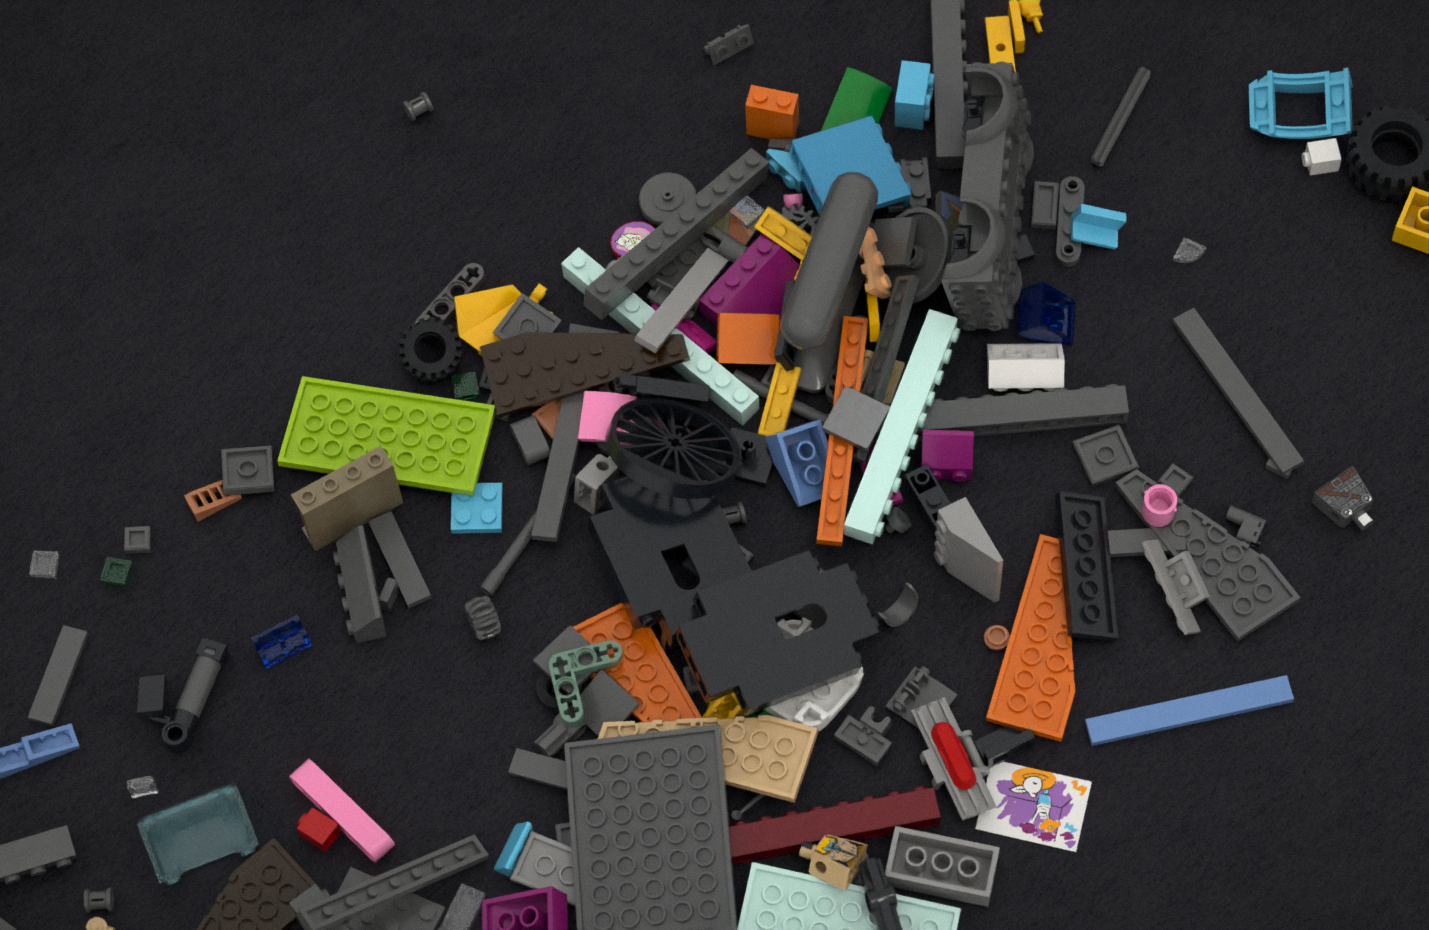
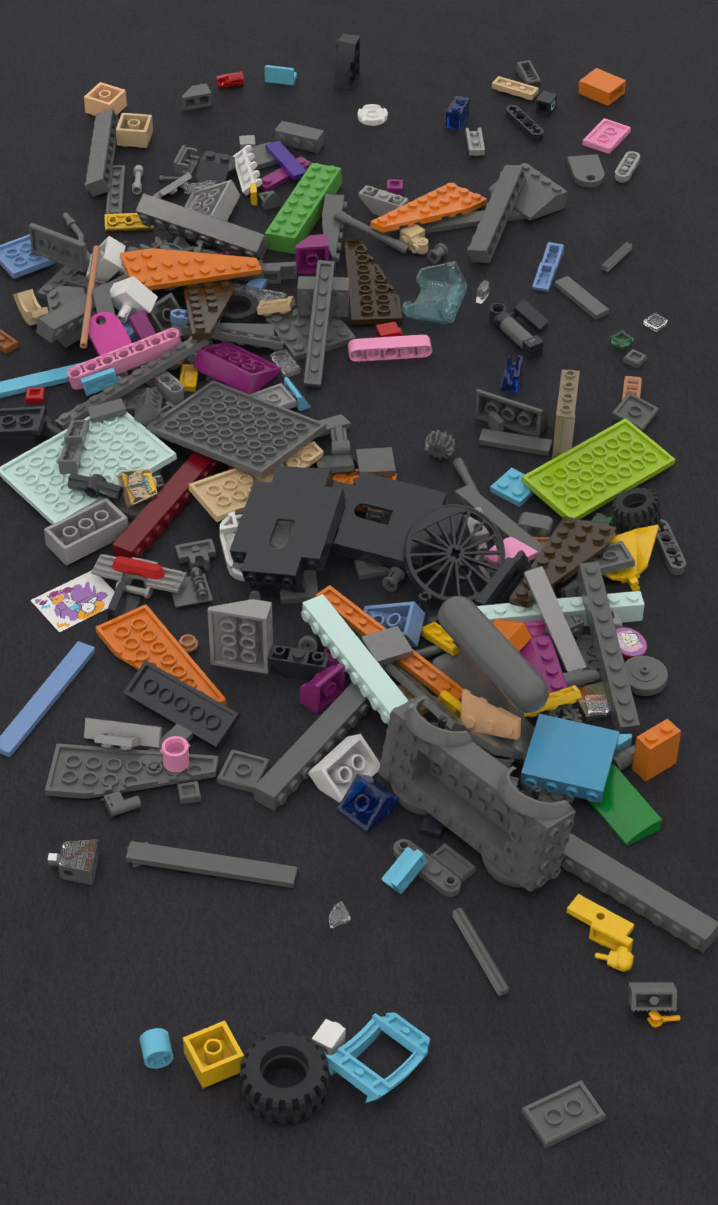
camera: 125 degrees right, 20 degrees down
(574, 668) = (368, 451): sand green beam -> none
(913, 95) = (604, 831): medium azure brick -> none

